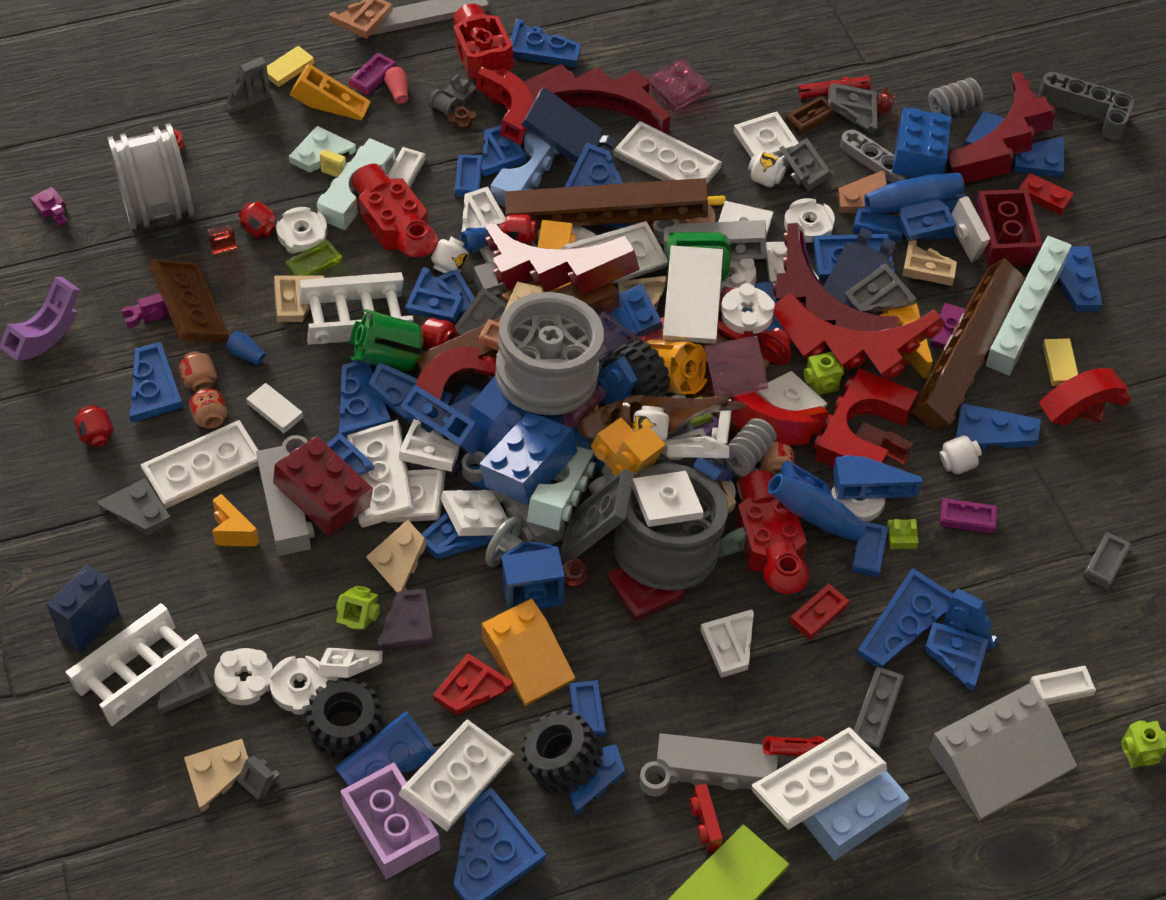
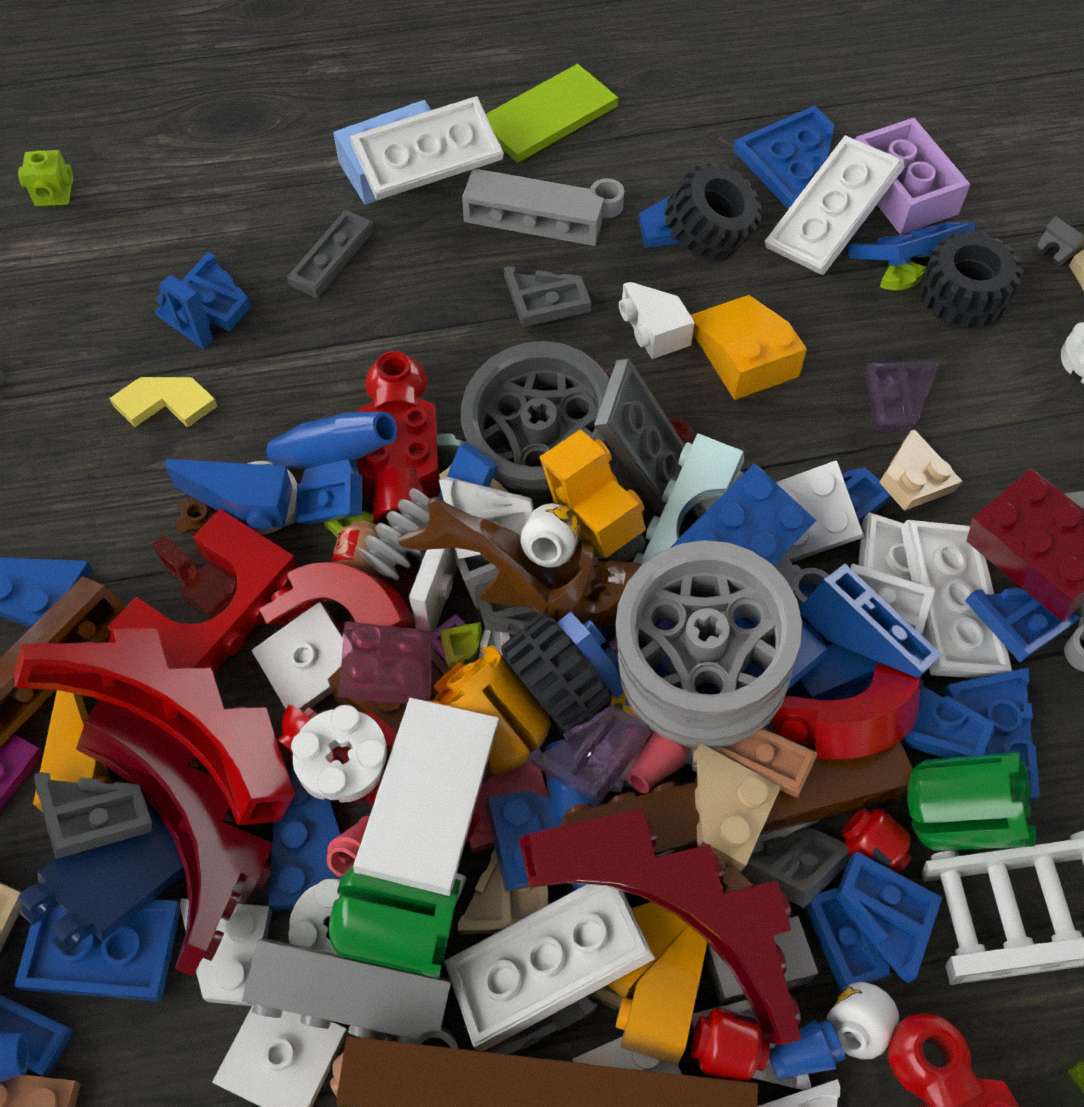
camera: 170 degrees left, 5 degrees up
(283, 687) = (1027, 351): white plate -> none
(347, 662) = (977, 337): white wing -> none
(350, 611) = (966, 387): lime brick -> none
(470, 686) = (818, 312): red wing -> none
(527, 567) = (741, 408): blue piece -> none
(587, 703) = (675, 276): blue tile -> none
(596, 660) = (657, 319): none -> white slope
(667, 498) = (547, 404): white plate -> none
(690, 679) = (546, 296): none -> dark grey wing
(709, 828) = (556, 151): red plate -> none
(729, 642) = (485, 330): white wing -> none
(790, 746) = (422, 200): red pin -> none
(808, 208) = (171, 1068): white plate -> none
(819, 611) = (354, 359): red plate -> none
(823, 373) = (243, 685): lime brick -> none
(870, 550) = (272, 421): blue tile -> none
(902, 534) = (217, 444): lime tile -> none
(905, 618) = (243, 353): blue wing -> none
(945, 570) = (150, 394): none -> light yellow tile
(960, 455) = (87, 538): white head -> none
(968, 515) = (118, 457): magenta plate -> none
(1003, 751) = (209, 198): light grey slope -> none
(1064, 685) = (103, 256): white tile -> none

